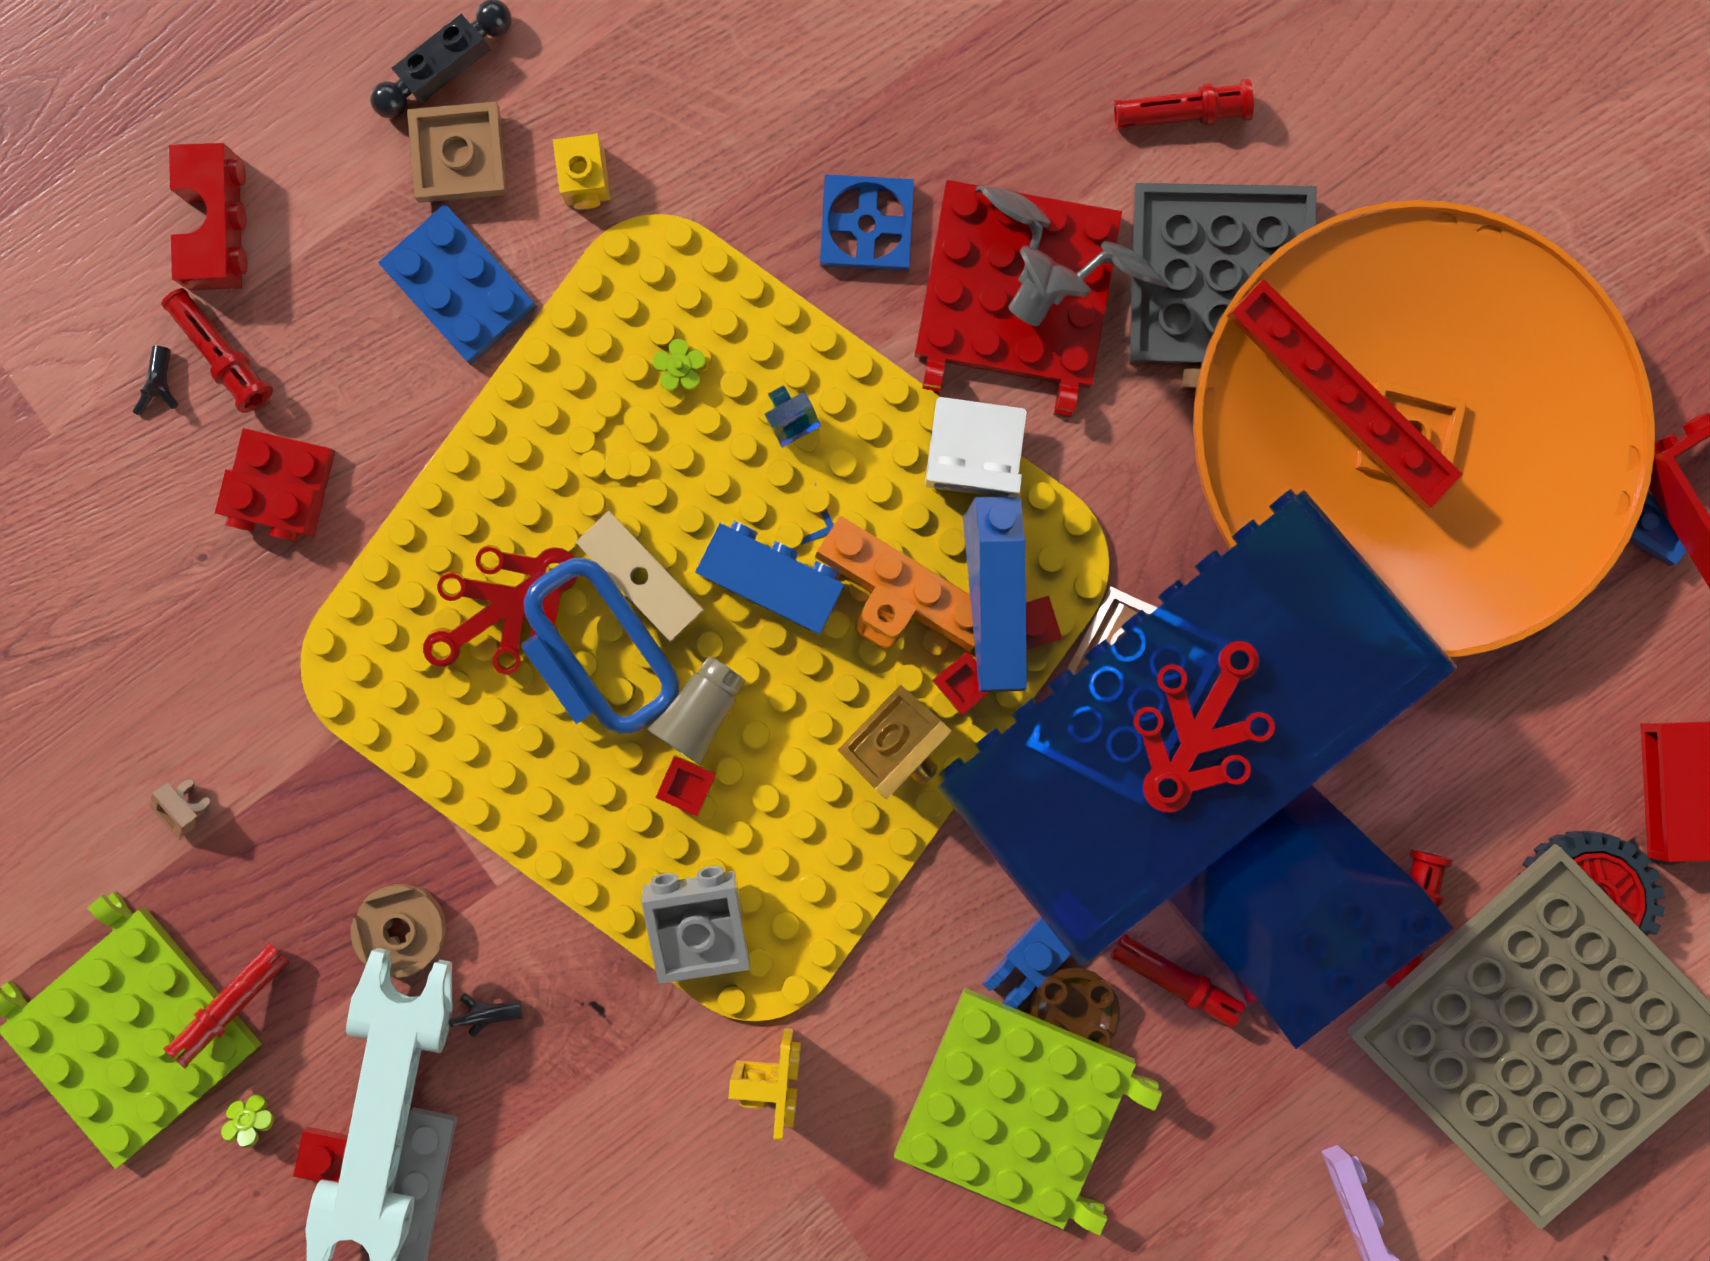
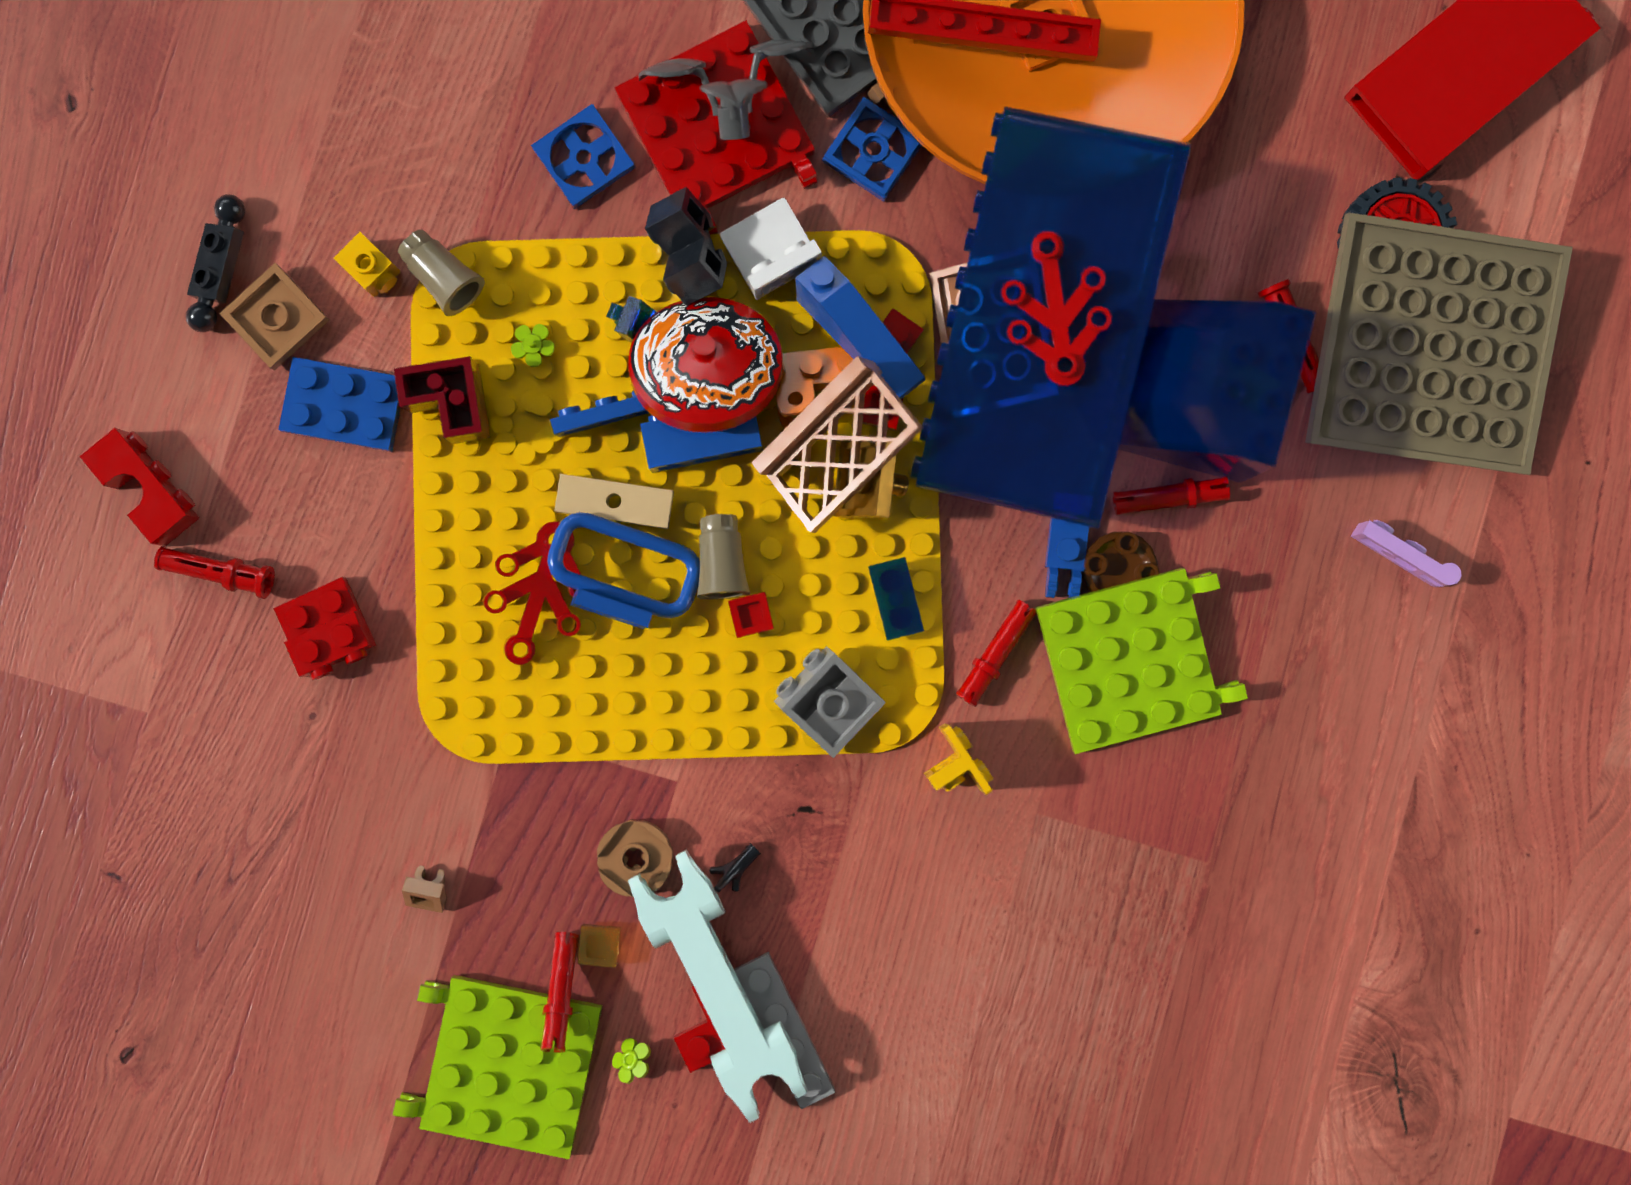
camera: 30 degrees left, 0 degrees up
(156, 380) = (190, 621): black bar -> none
(300, 987) = (599, 945): none -> clear yellow plate
(569, 354) = (451, 387): none -> dark red brick
(643, 231) = (440, 272): none -> dark tan plant
(704, 487) = (607, 411): none -> blue plate
(825, 514) = (705, 364): none -> dish
(836, 877) = (895, 598): none -> clear blue plate
(892, 1002) = (996, 653): none -> red pin
(899, 651) = (823, 416): none -> fence
(903, 366) = (682, 231): none -> black brick
(1167, 384) = (869, 111): none -> blue piece

